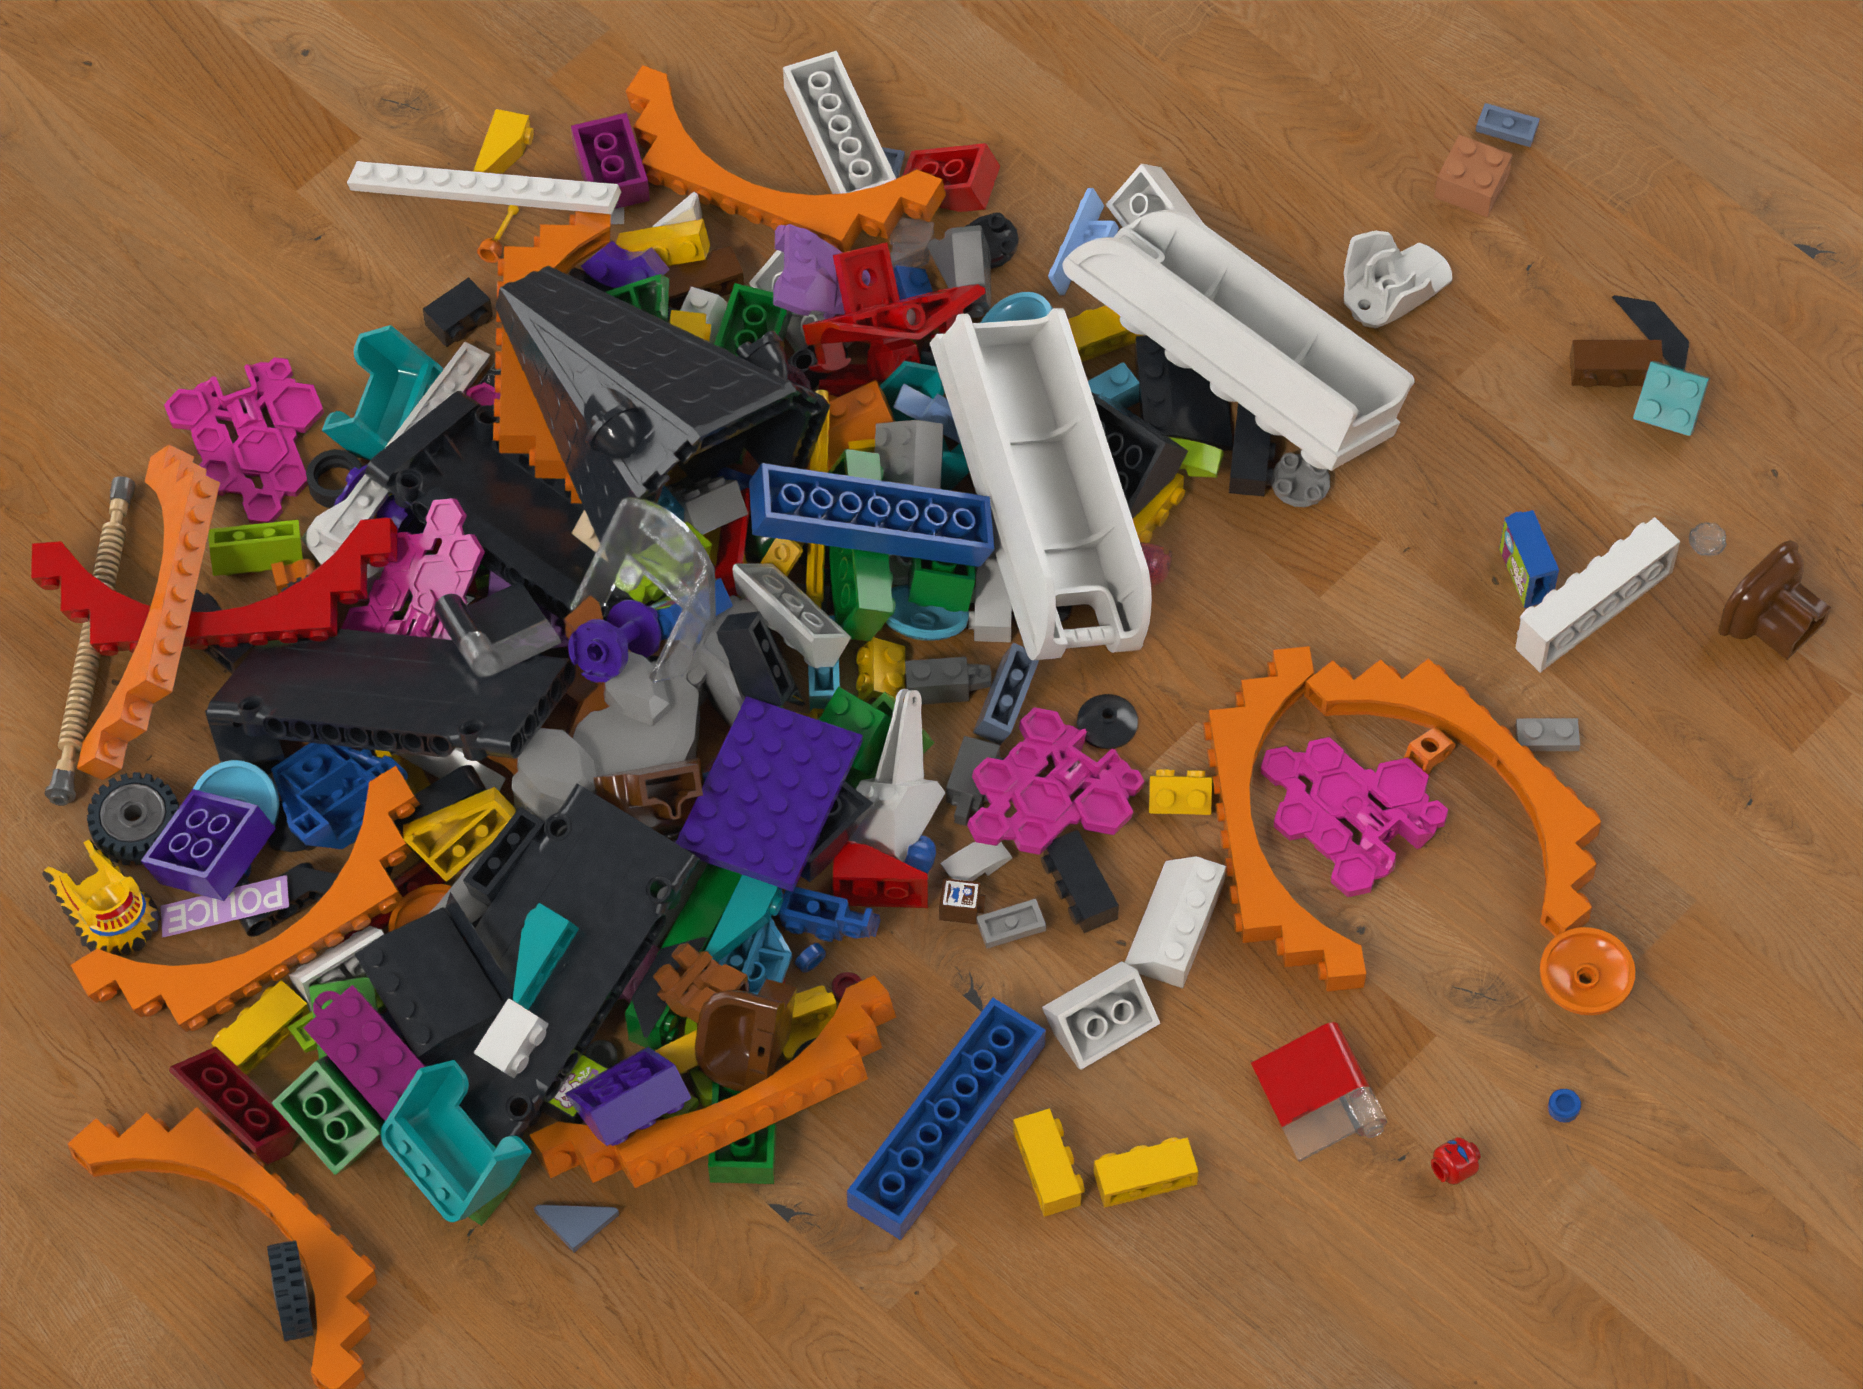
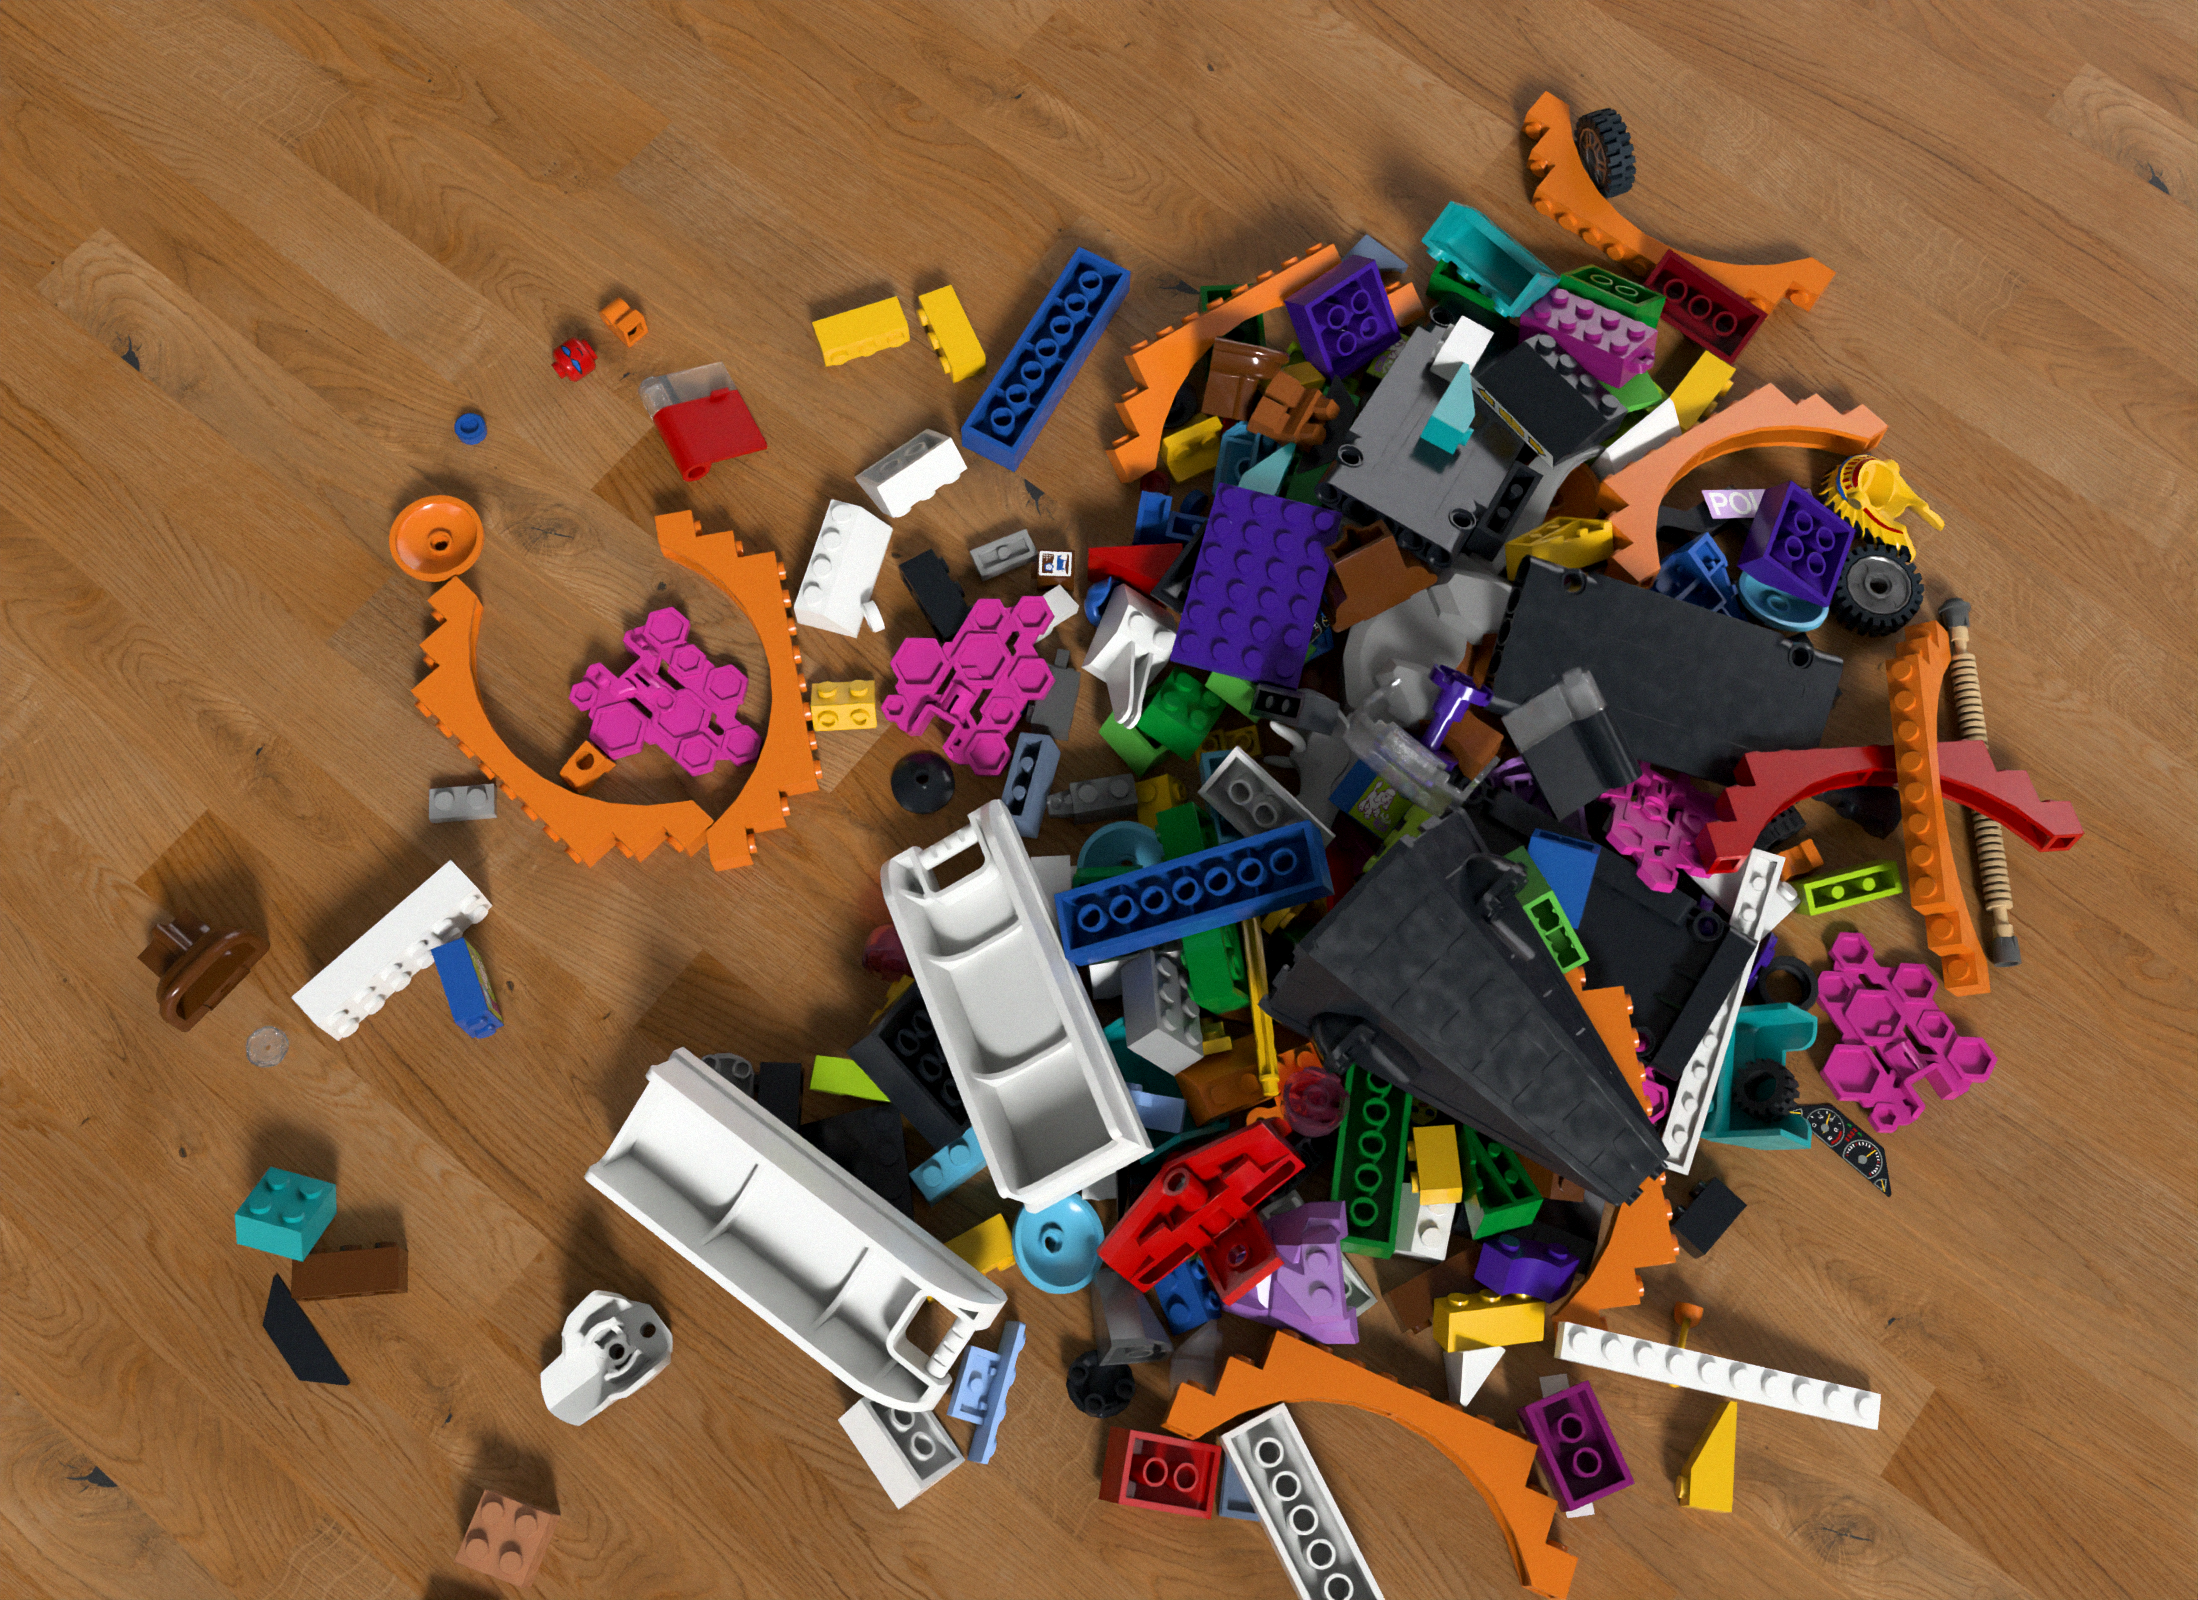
camera: 170 degrees right, 10 degrees up
(314, 366) = (1848, 1142): none -> black sticker
(367, 391) = (1752, 1077): none -> black tyre
(535, 528) = (1567, 868): none -> blue brick
(564, 482) = (1548, 916): none -> bright green brick
(1147, 870) = (873, 616): none -> white tile
(1404, 1206) = (622, 319): none -> orange leg

